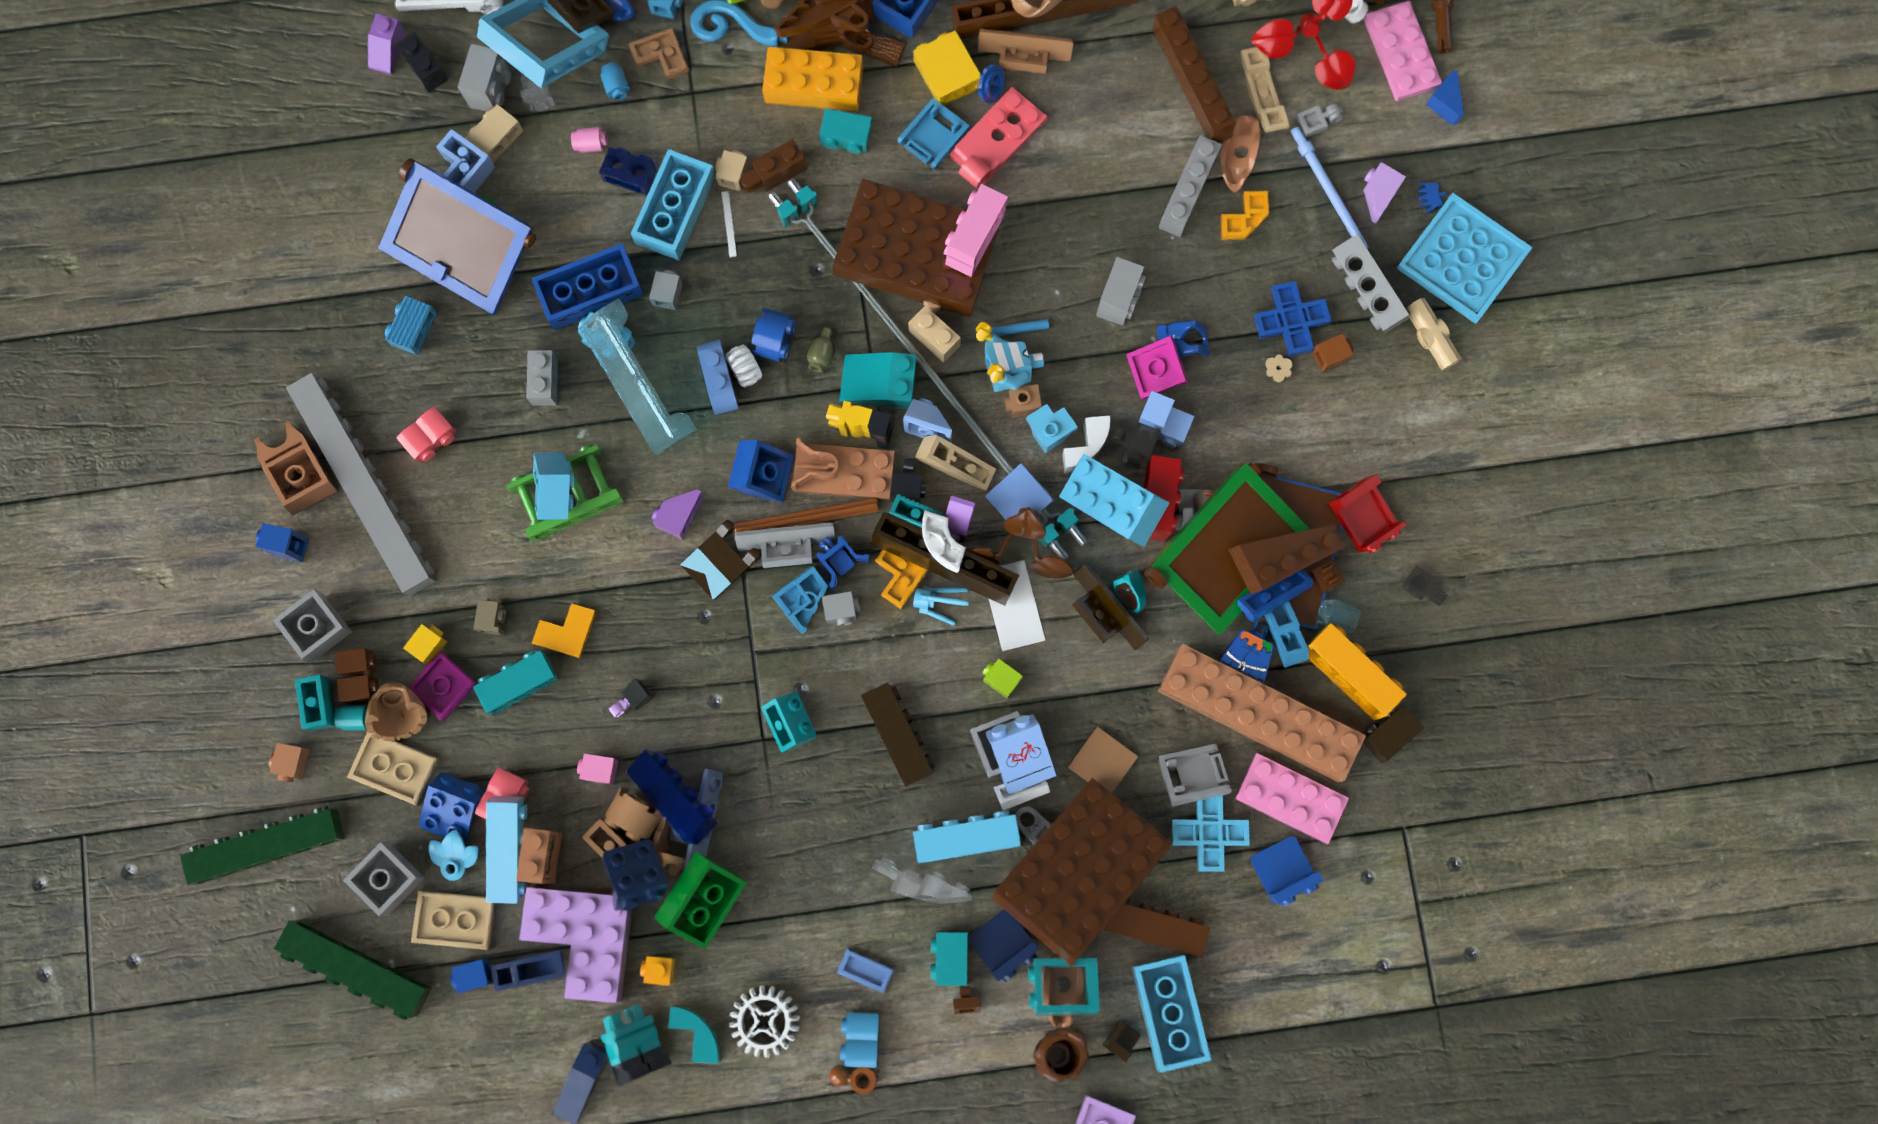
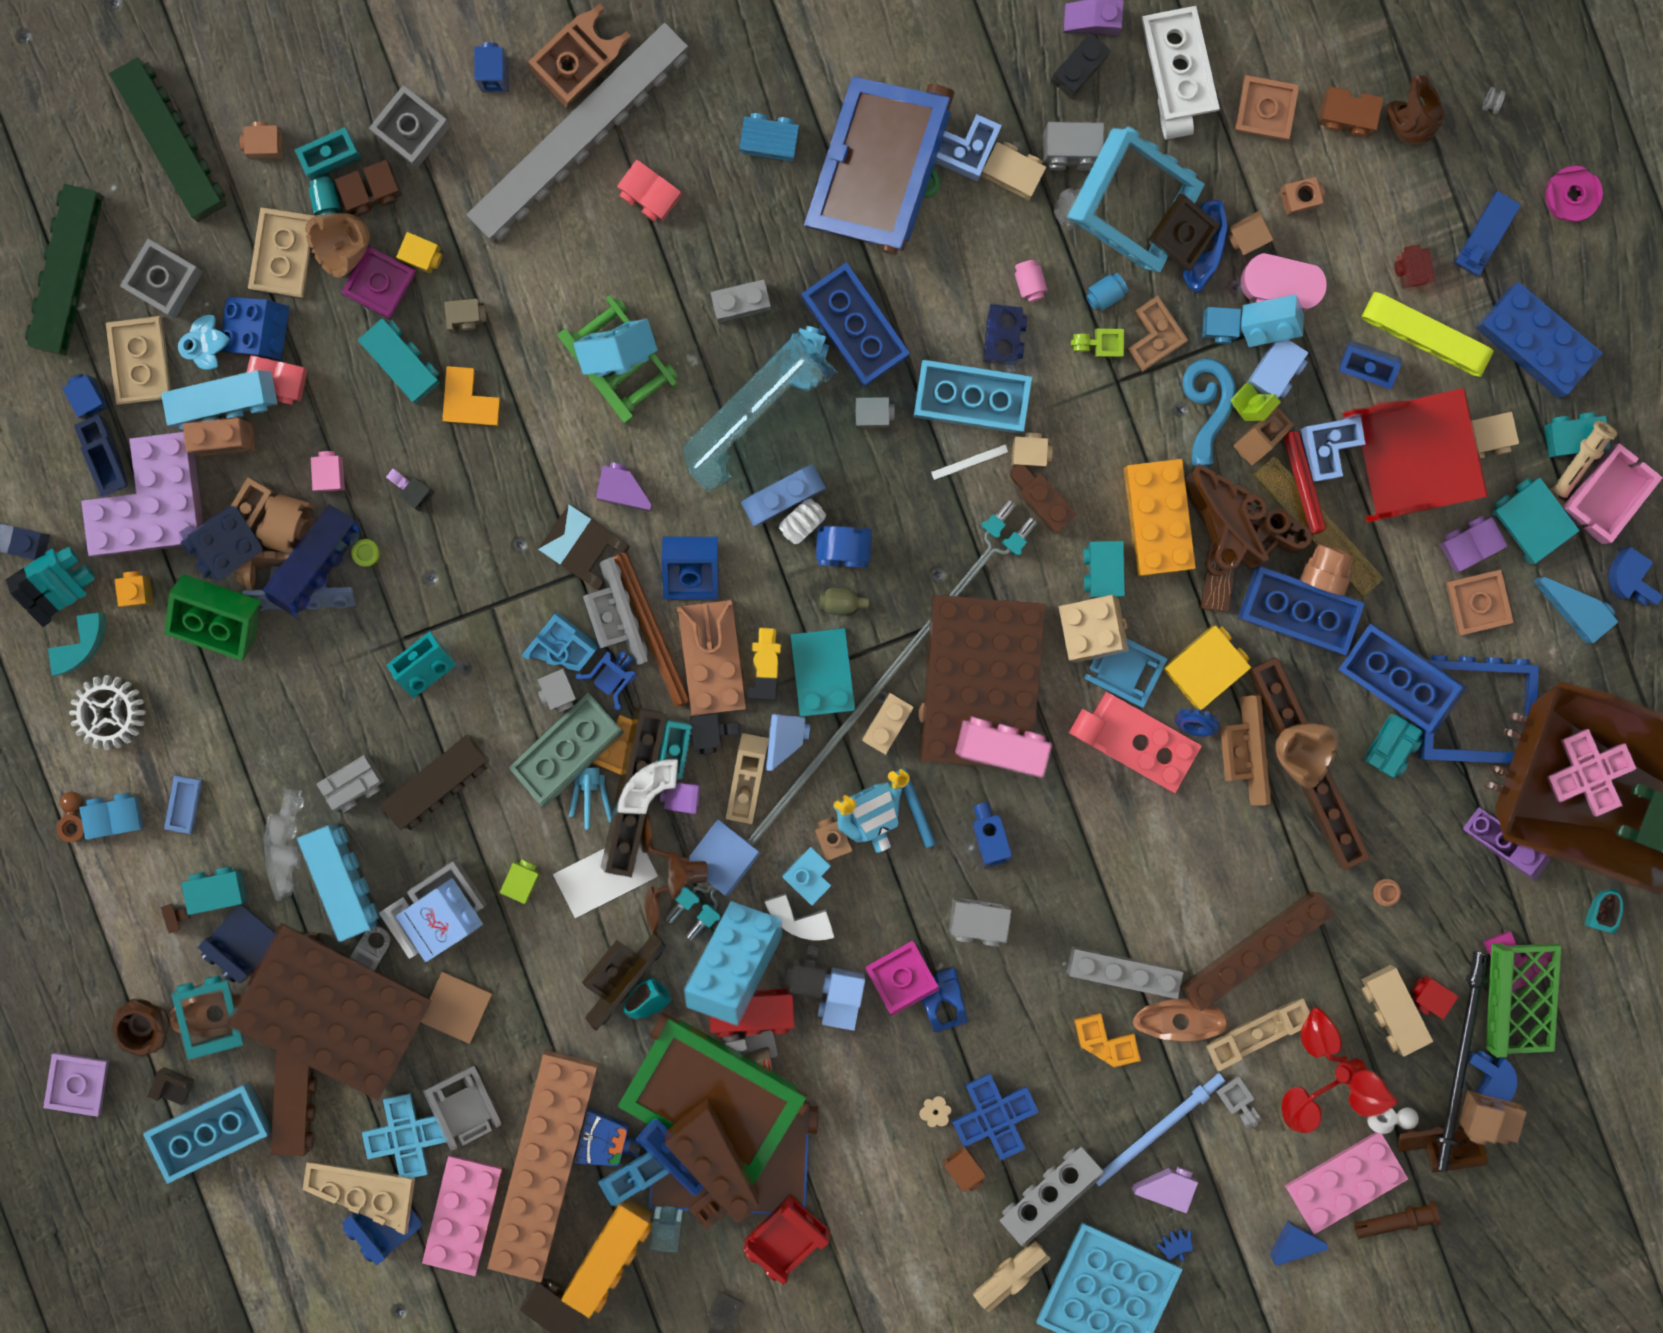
camera: 80 degrees right, 10 degrees up
(657, 91) = (1106, 342): none -> lime plate
(678, 752) = (365, 552): none -> lime tile
(880, 810) = (351, 783): none -> light grey brick
(892, 147) = (1094, 628): none -> tan brick
(894, 612) = (566, 750): none -> sand green tile
(1052, 268) = (995, 848): none -> blue torso
(1256, 874) = (371, 1193): none -> tan wing

